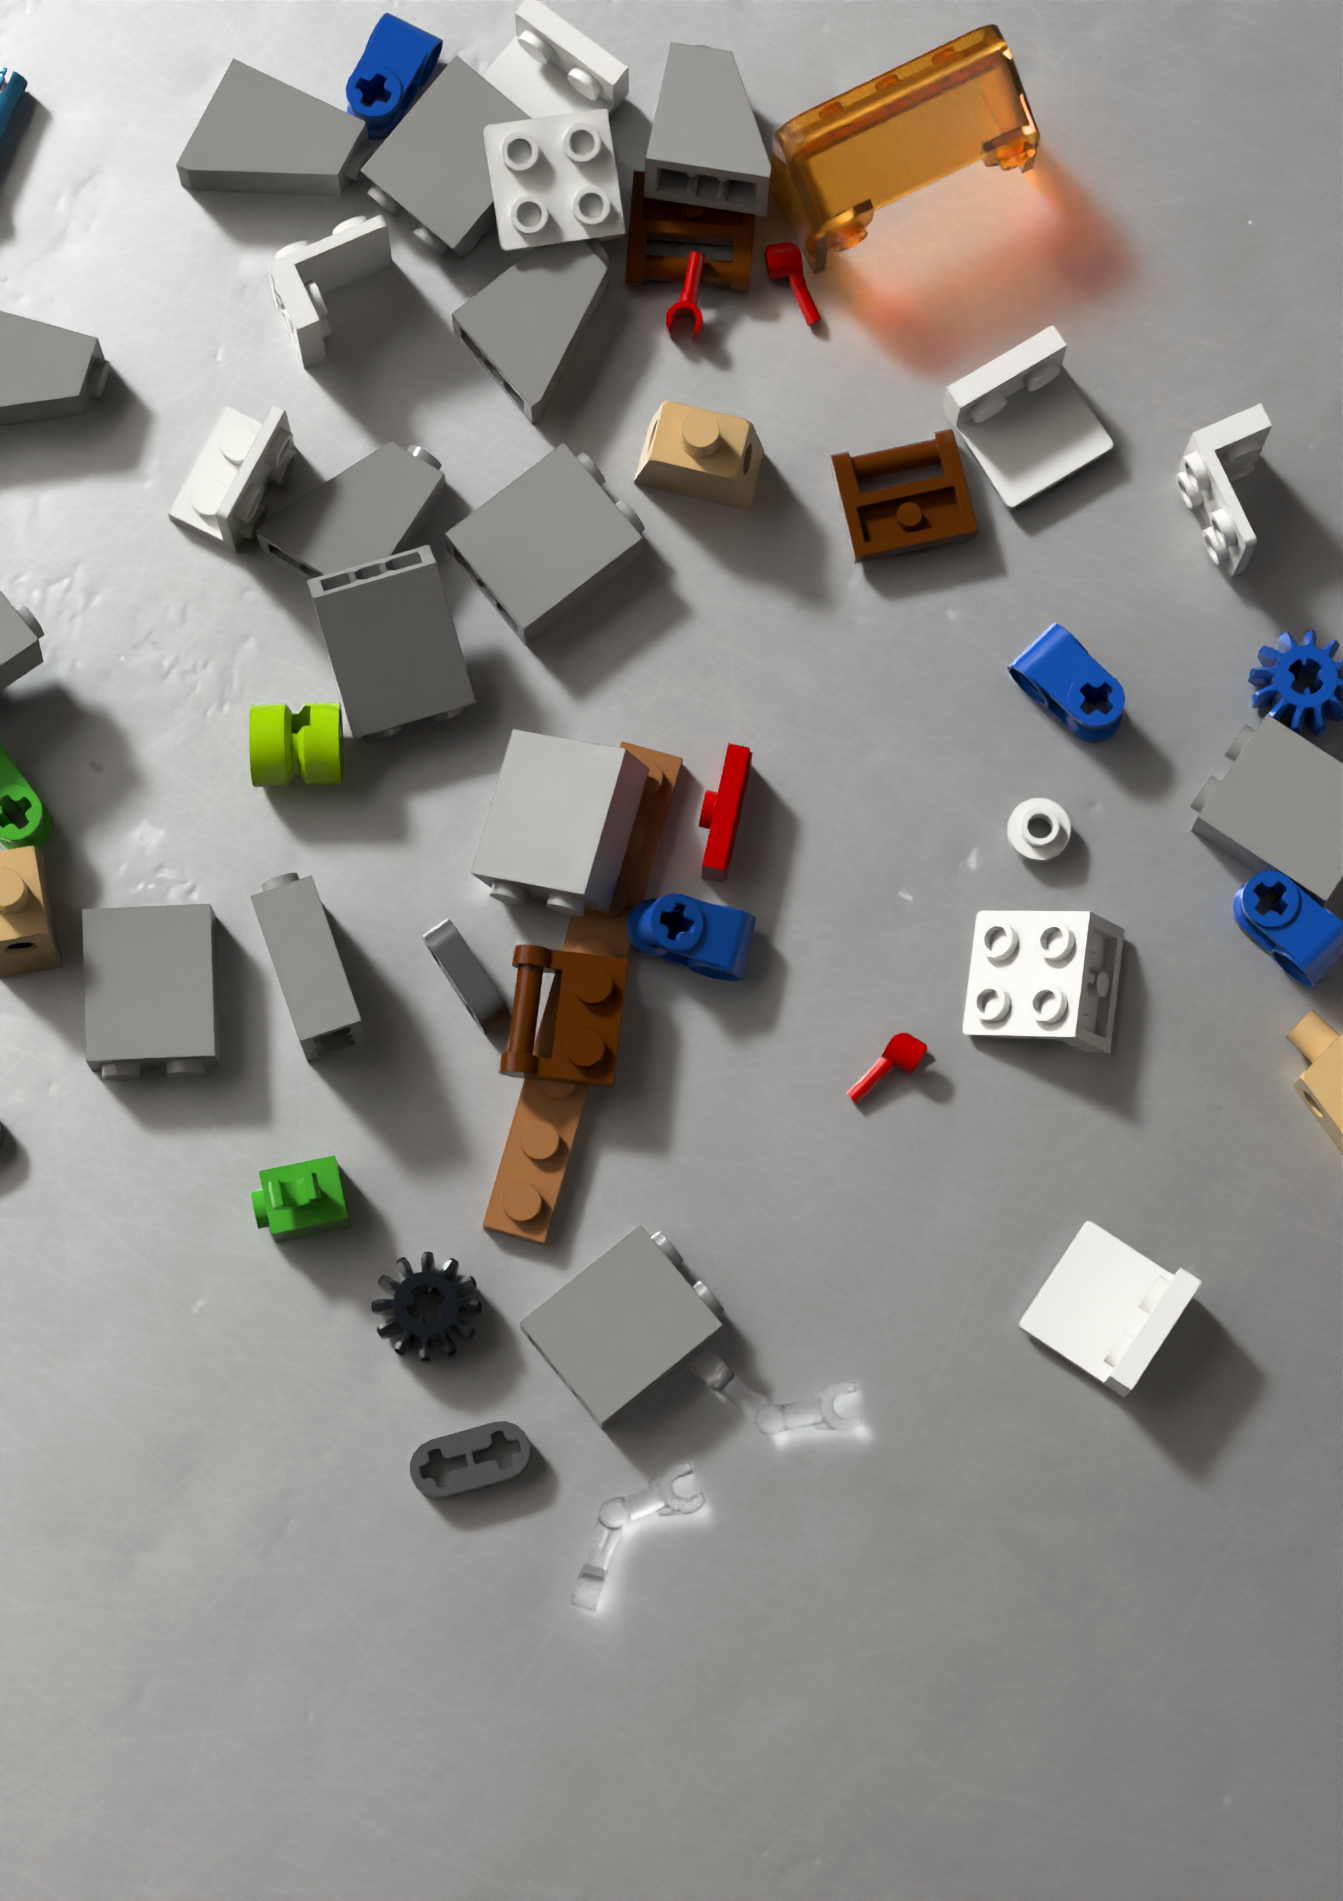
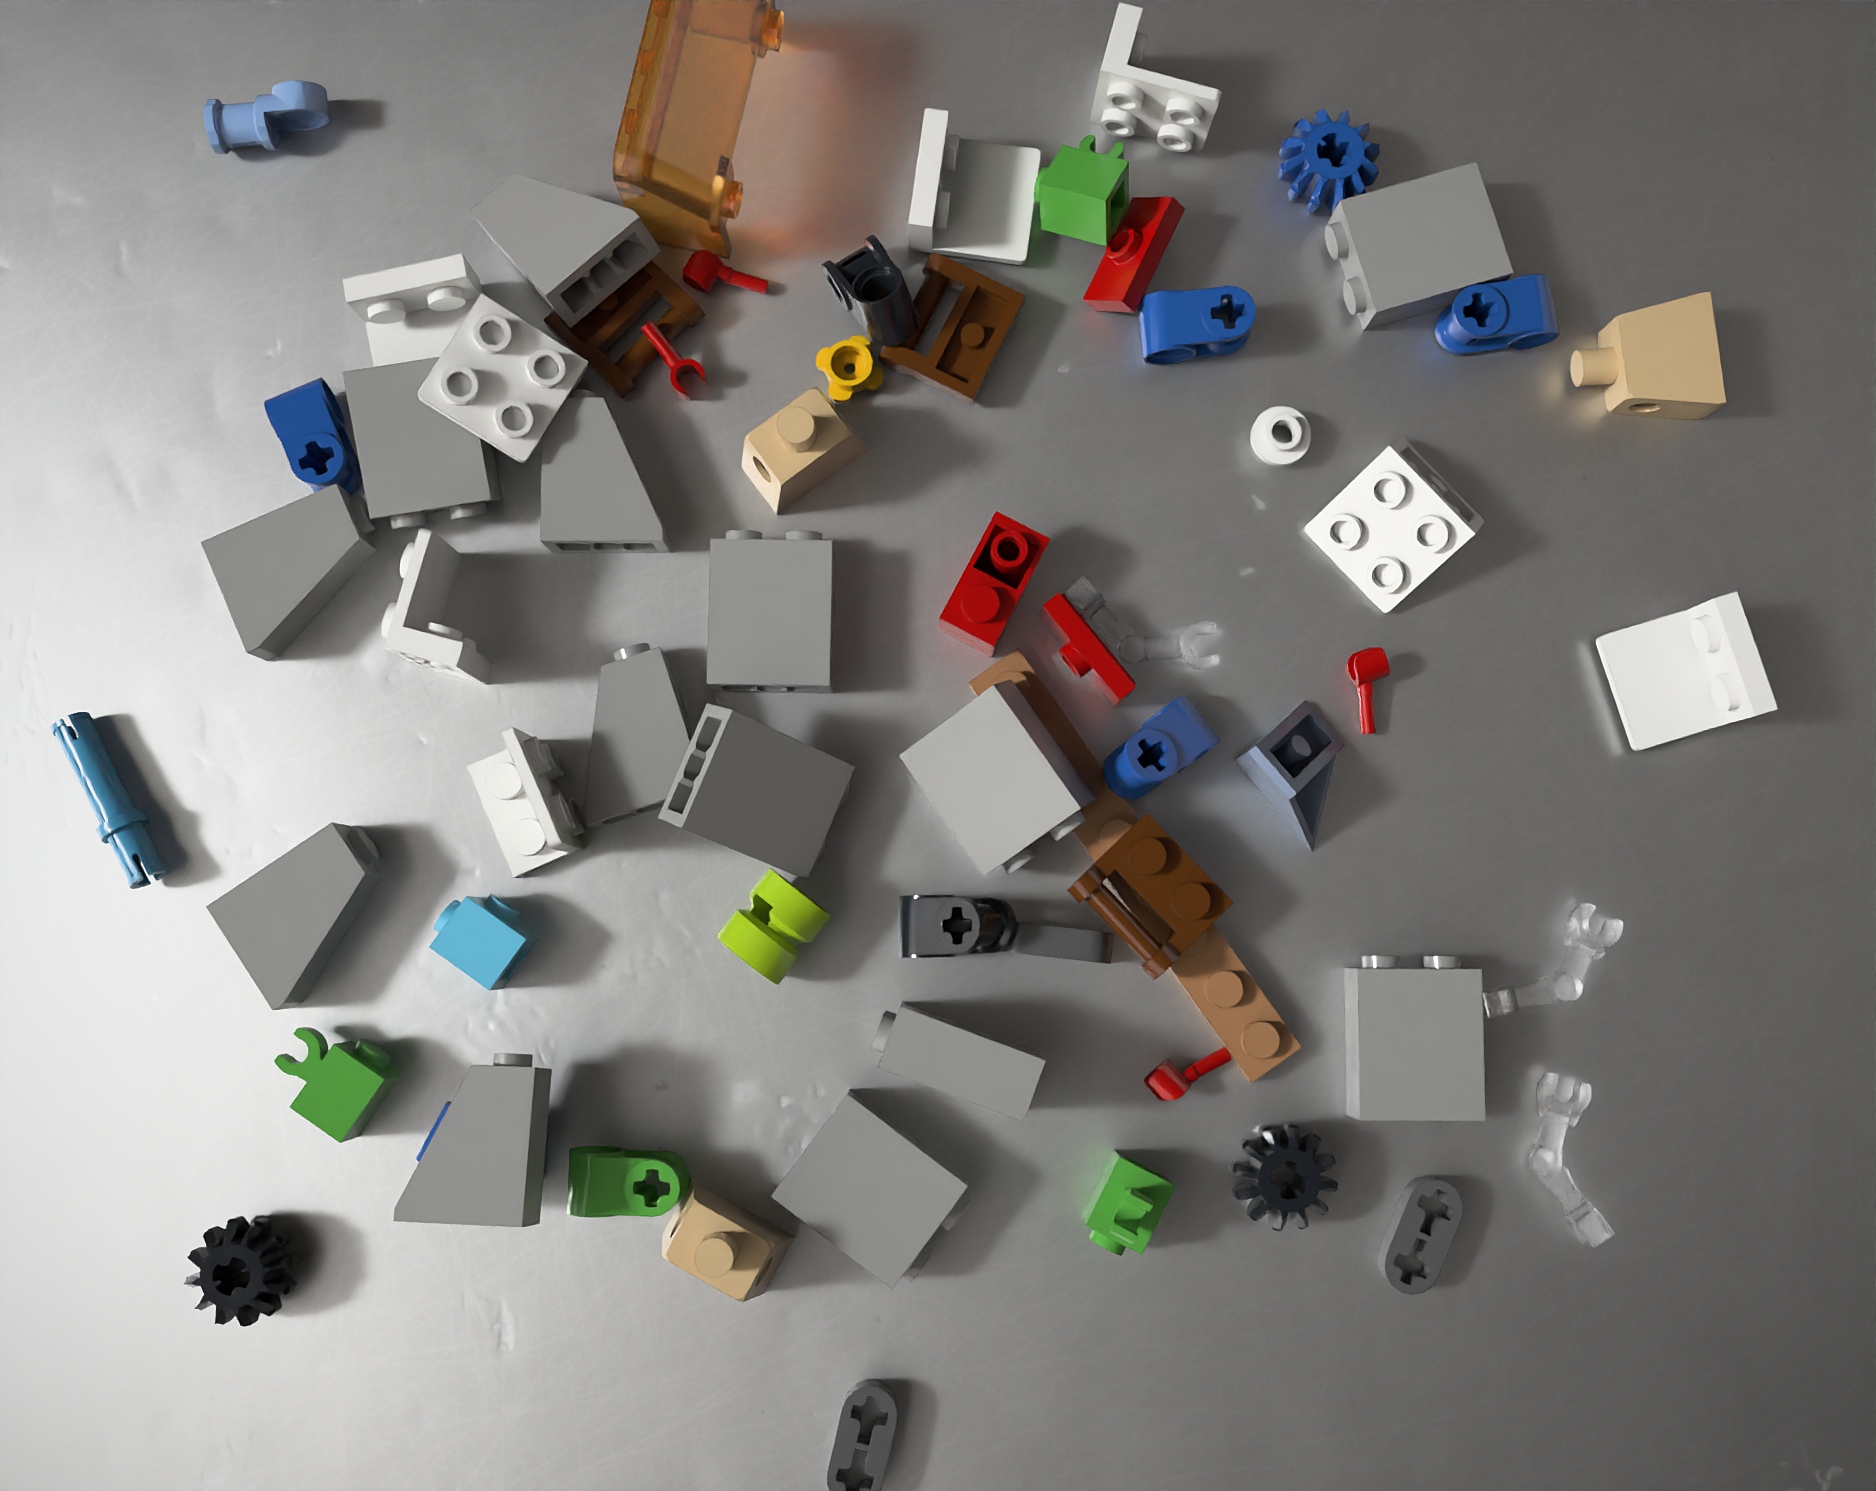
camera: 50 degrees left, 5 degrees up
(100, 530) = (483, 939): none -> medium azure brick
(412, 884) = (954, 925): none -> black piece
(428, 1161) = (1170, 1084): none -> red hand
(714, 694) = (993, 584): none -> red slope
(764, 855) = (1136, 648): none -> clear piece
(772, 1058) = (1294, 768): none -> sand blue slope
(798, 424) = (845, 352): none -> yellow plate
(876, 410) = (874, 293): none -> black piece
(1088, 589) = (1133, 254): none -> red plate
(1104, 507) = (1084, 192): none -> bright green brick

